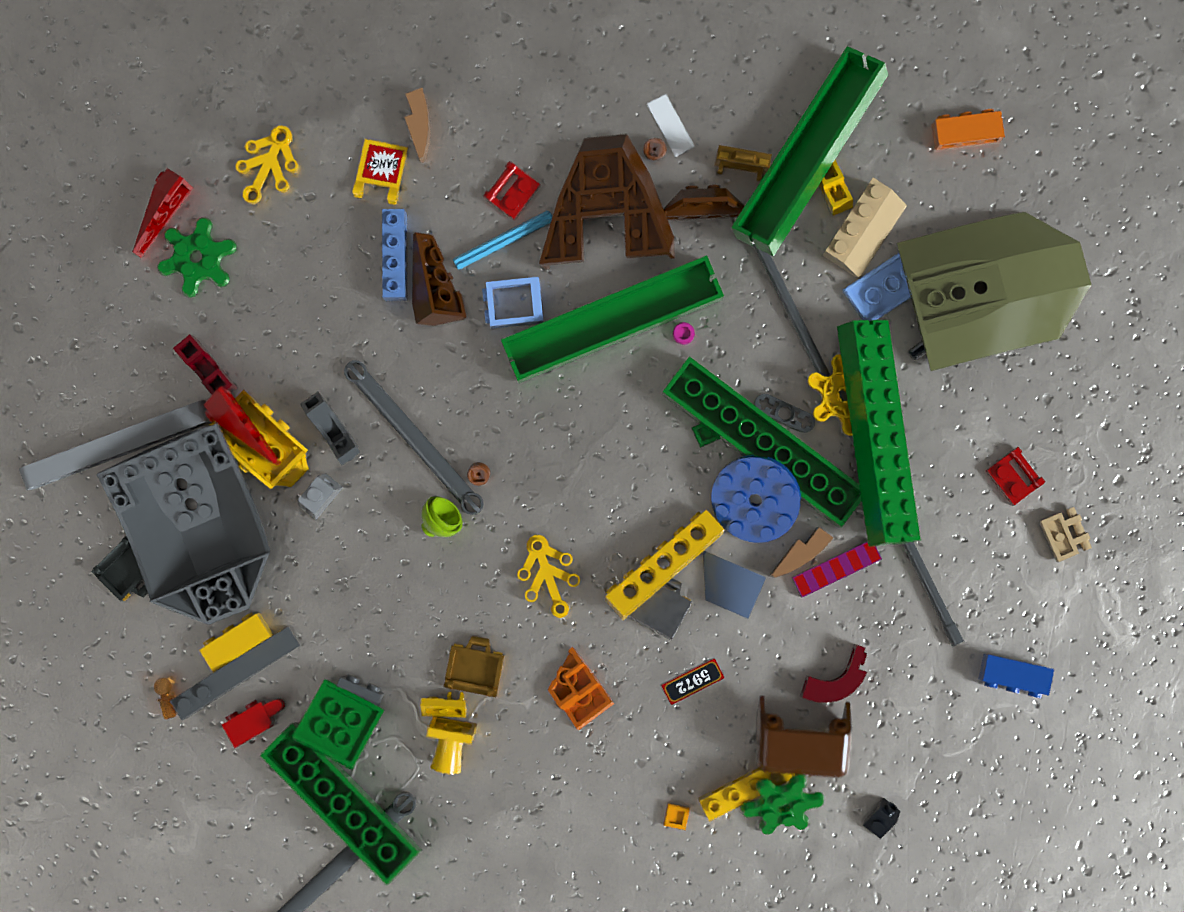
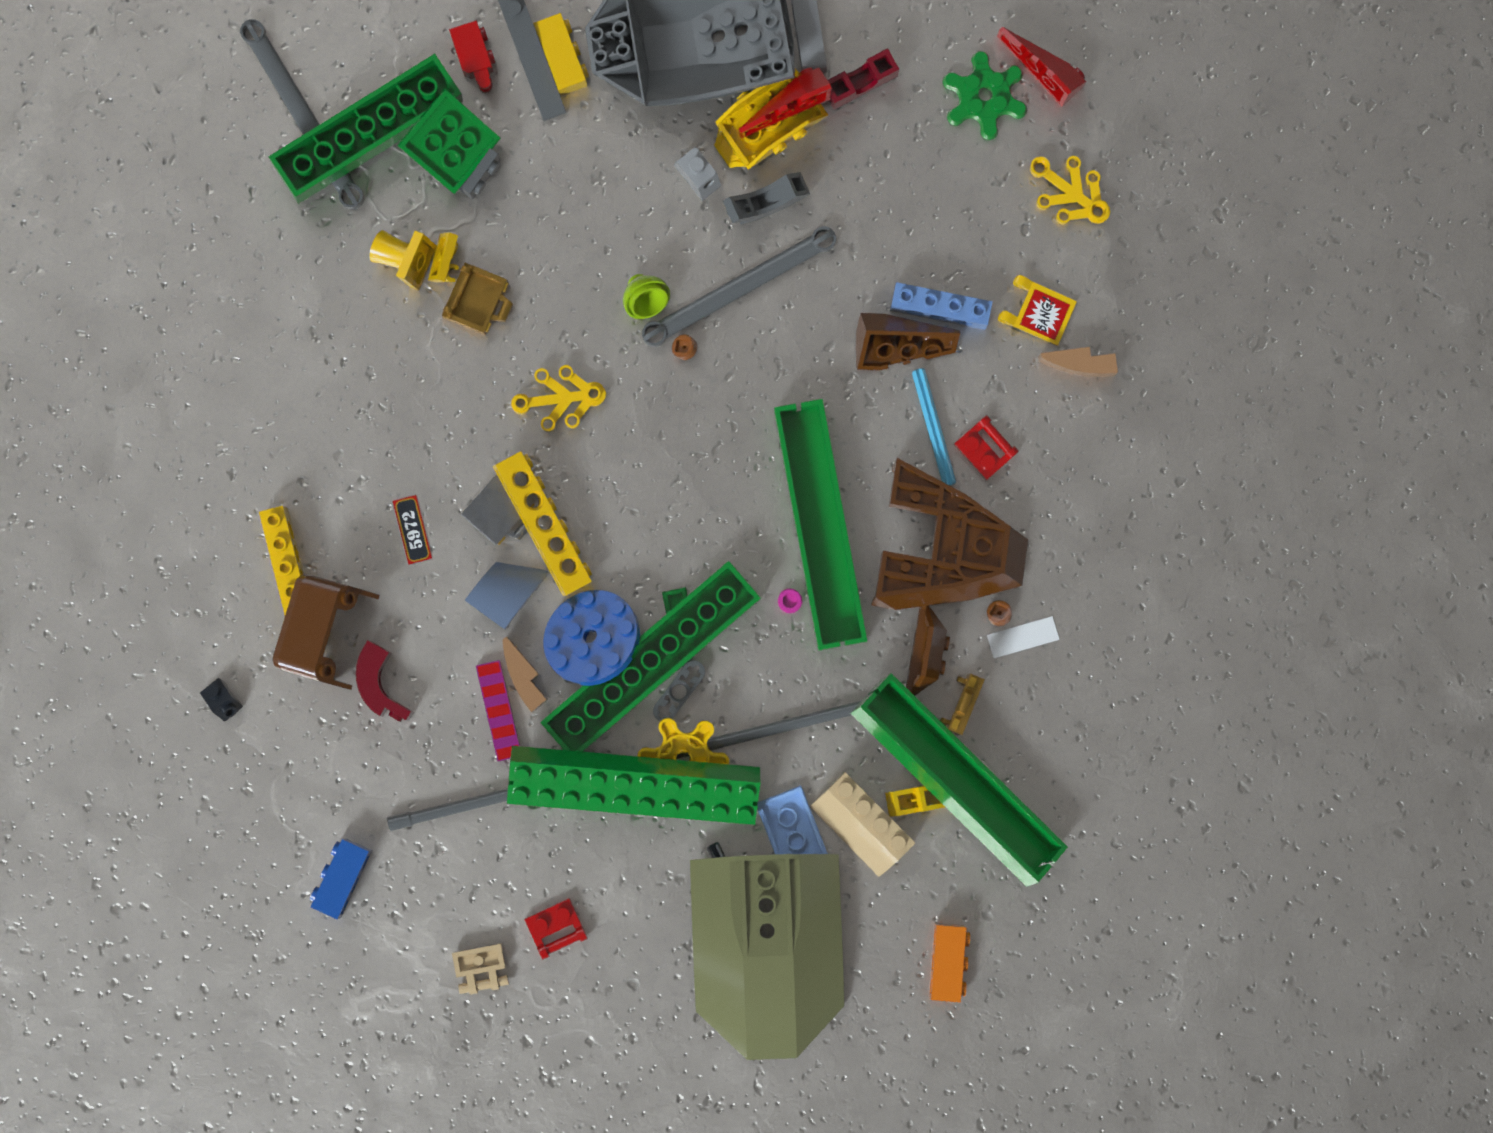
camera: 100 degrees right, 0 degrees up
(512, 322) = (861, 448): light blue window -> none
(579, 691) = (428, 405): orange slope -> none
(676, 816) = (273, 480): light orange tile -> none
(777, 796) = (267, 585): green plate -> none

